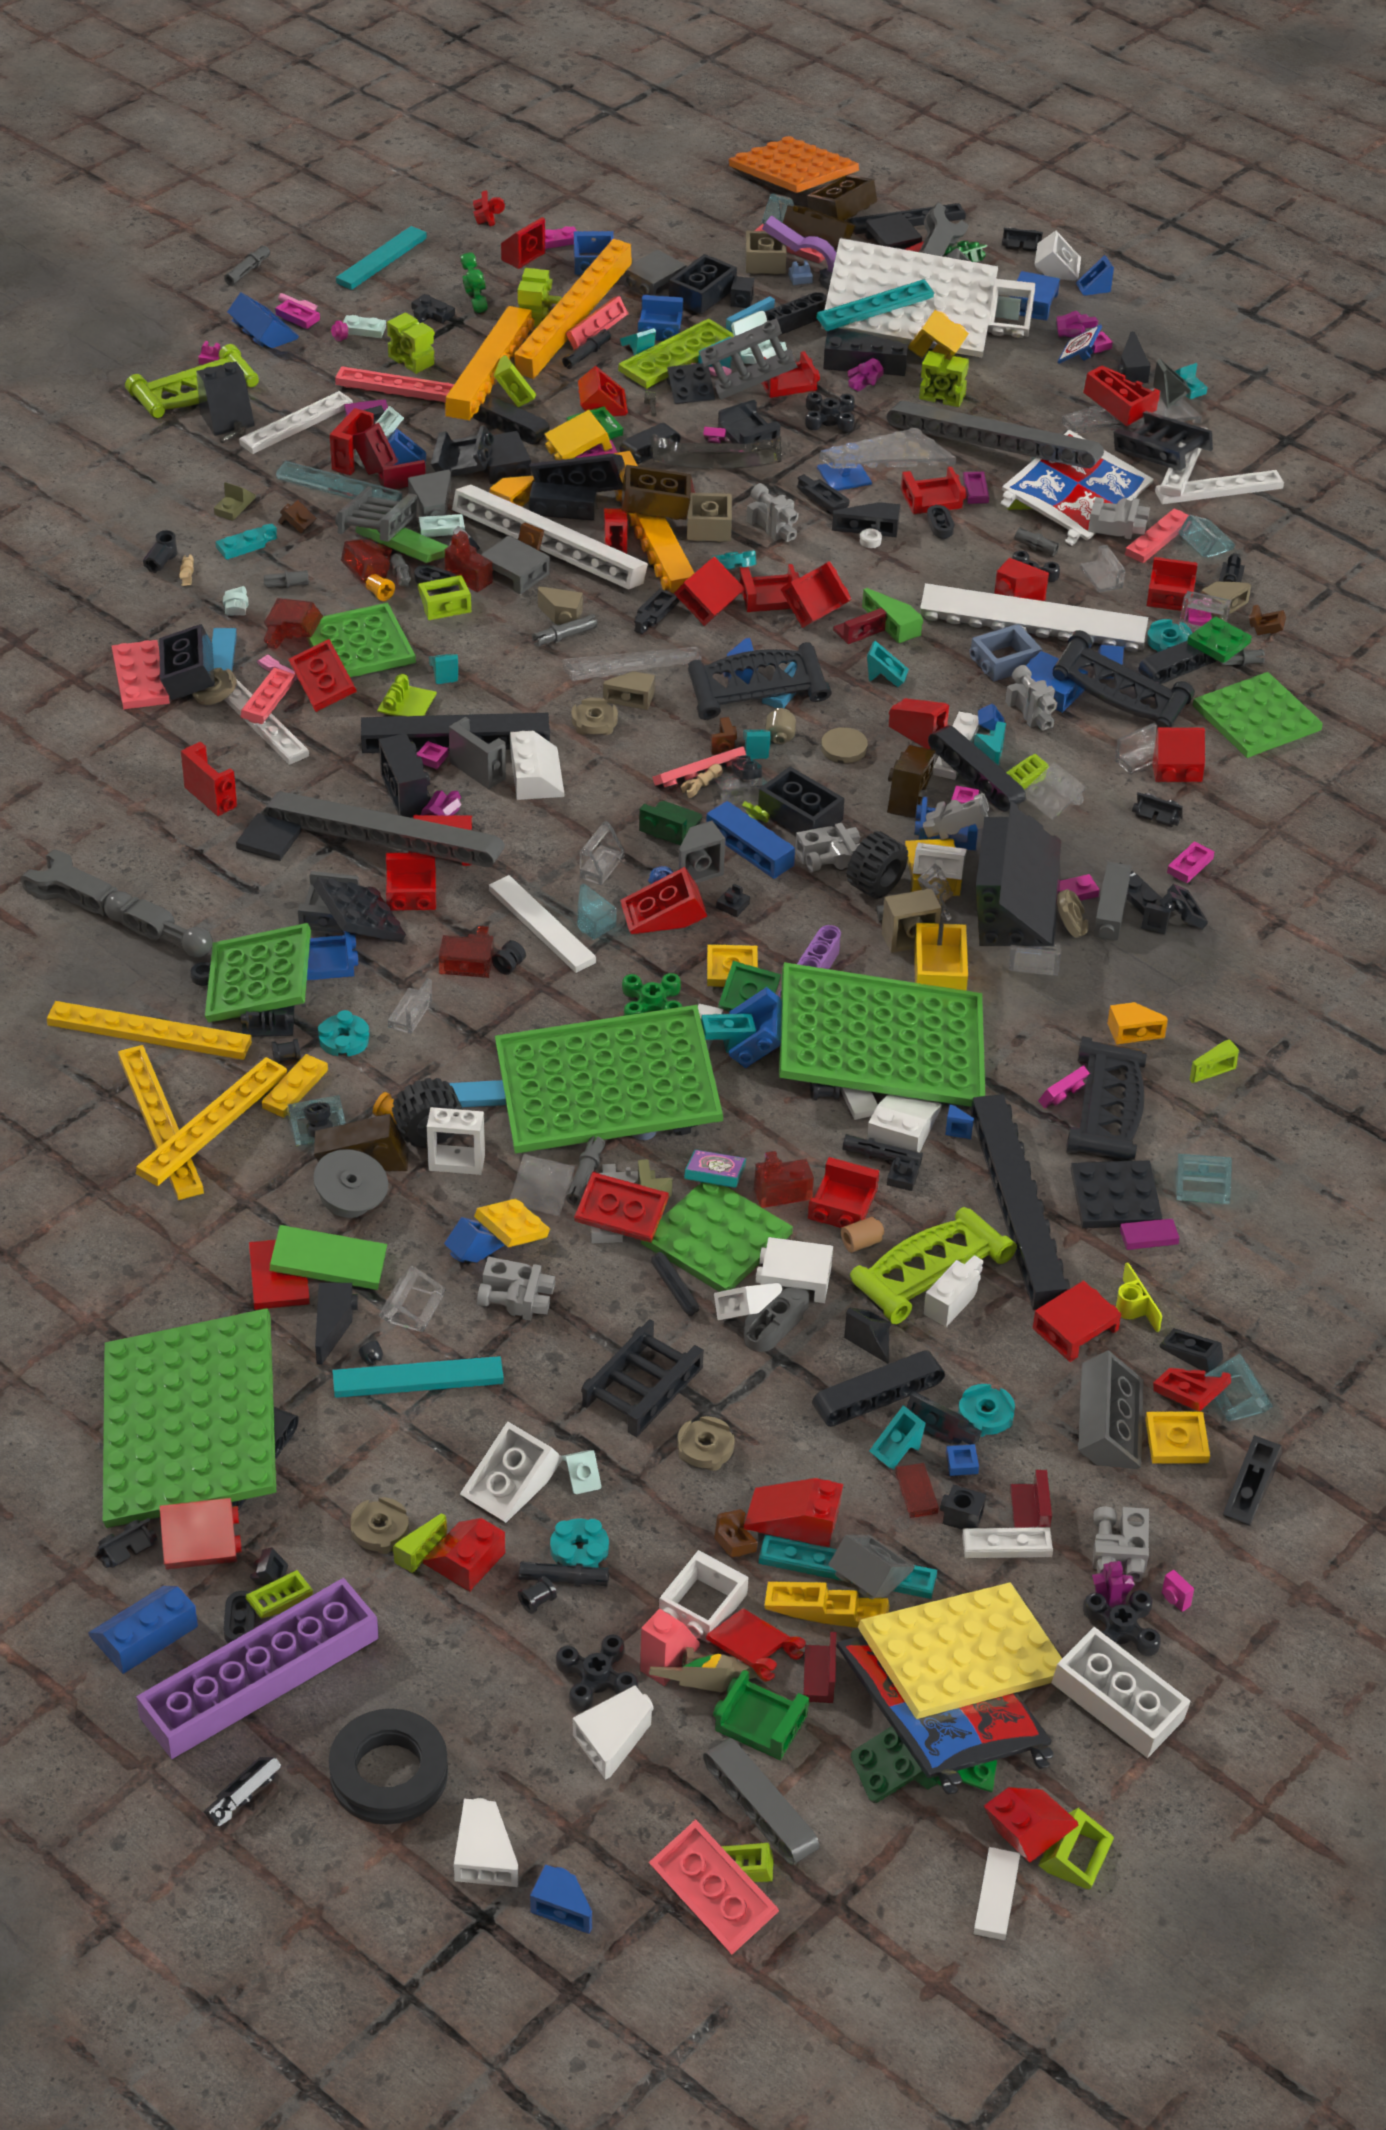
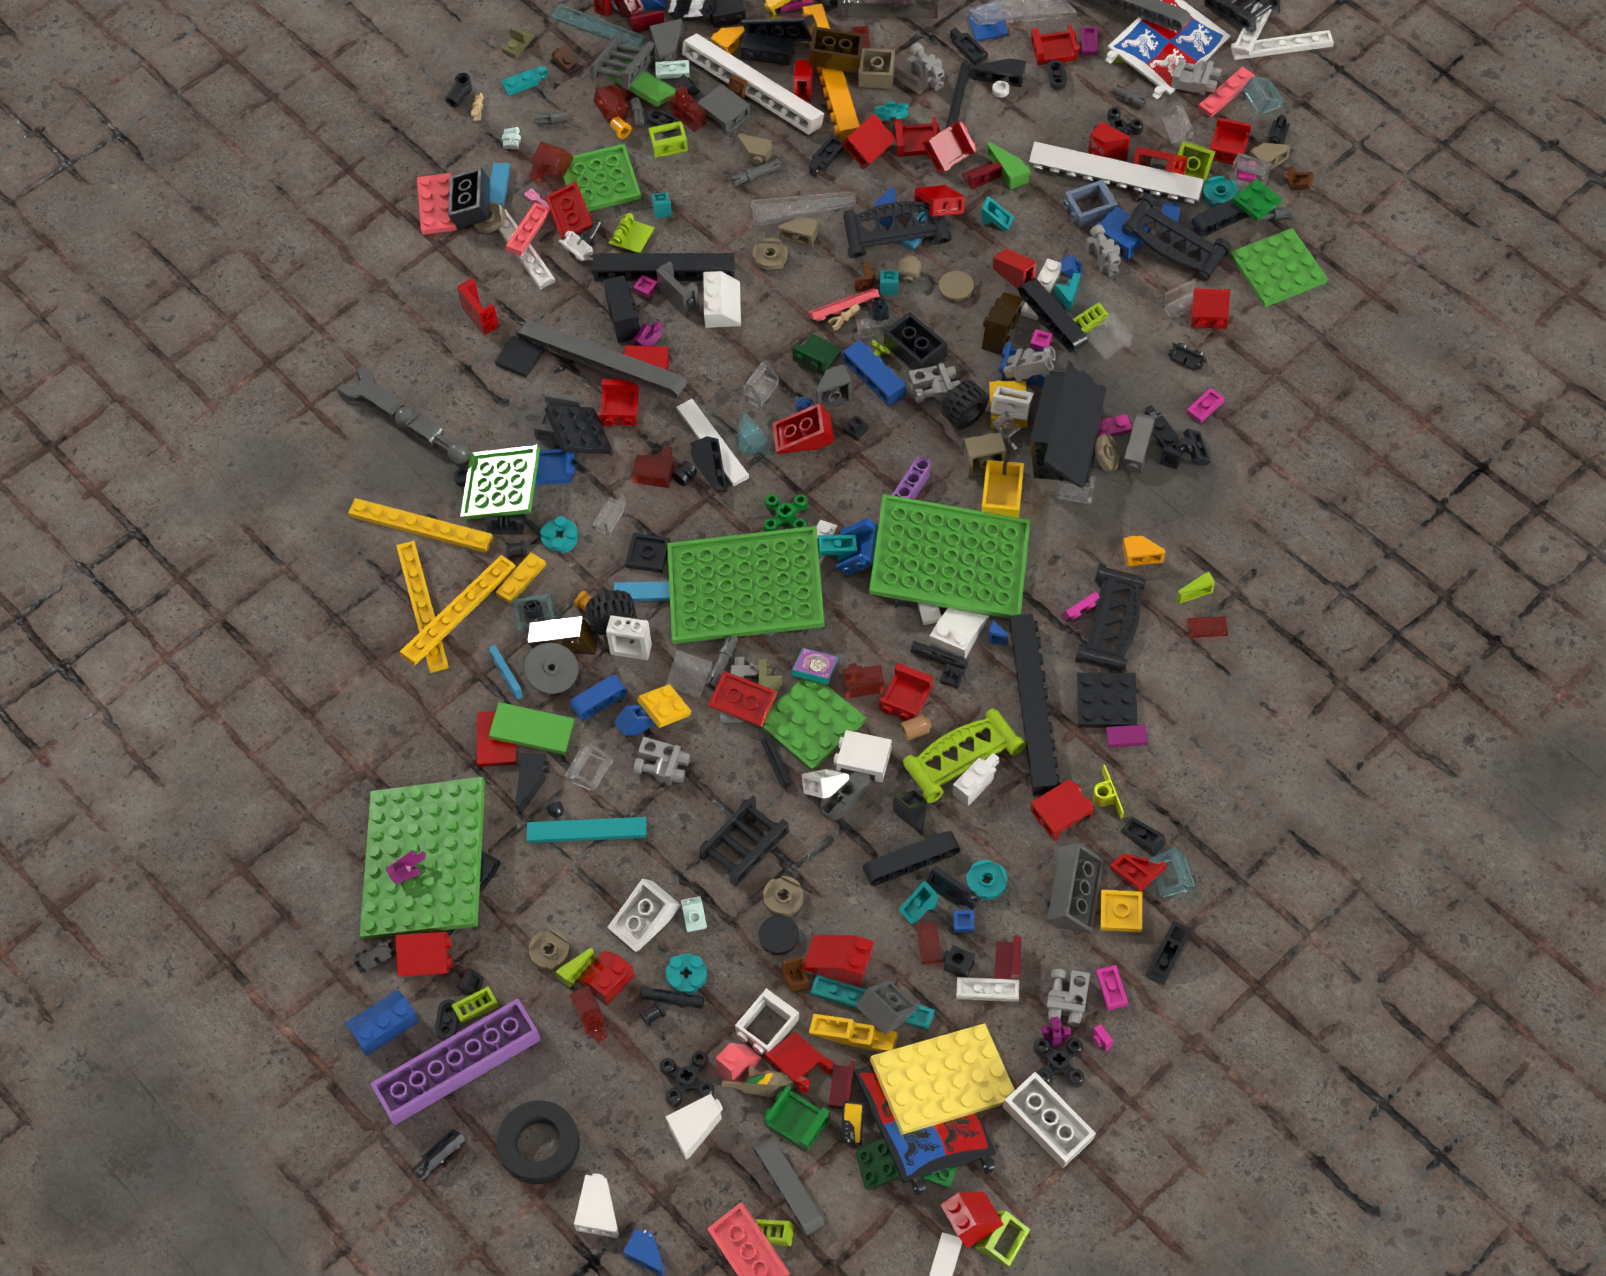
camera: 10 degrees right, 15 degrees up
(160, 1423) = (402, 867): none -> magenta rock
(285, 1193) = (505, 672): none -> dark azure tile
(328, 711) = (571, 243): none -> white hinge
(348, 706) = (589, 238): none -> black bar
(418, 1217) = (598, 697): none -> blue beam
(445, 1593) = (588, 1013): none -> clear red hinge
(467, 1050) = (647, 552): none -> black tile
(539, 936) = (708, 459): none -> black slope
(705, 1490) = (778, 935): none -> black tile
(721, 958) = (848, 487): yellow plate -> none
(744, 983) = (856, 508): green plate -> none
(814, 647) = (942, 200): none -> red panel
(818, 540) = (958, 93): none -> black axle
(842, 1712) = (852, 1122): none -> slope
(1092, 594) = (1175, 162): none -> red panel
(1132, 599) = (1198, 161): none -> lime slope
(1180, 1530) = (1111, 987): none -> dark pink plate
(1203, 1169) = (1174, 683): clear light blue tile -> none
(1236, 1106) = (1207, 627): none -> clear red tile

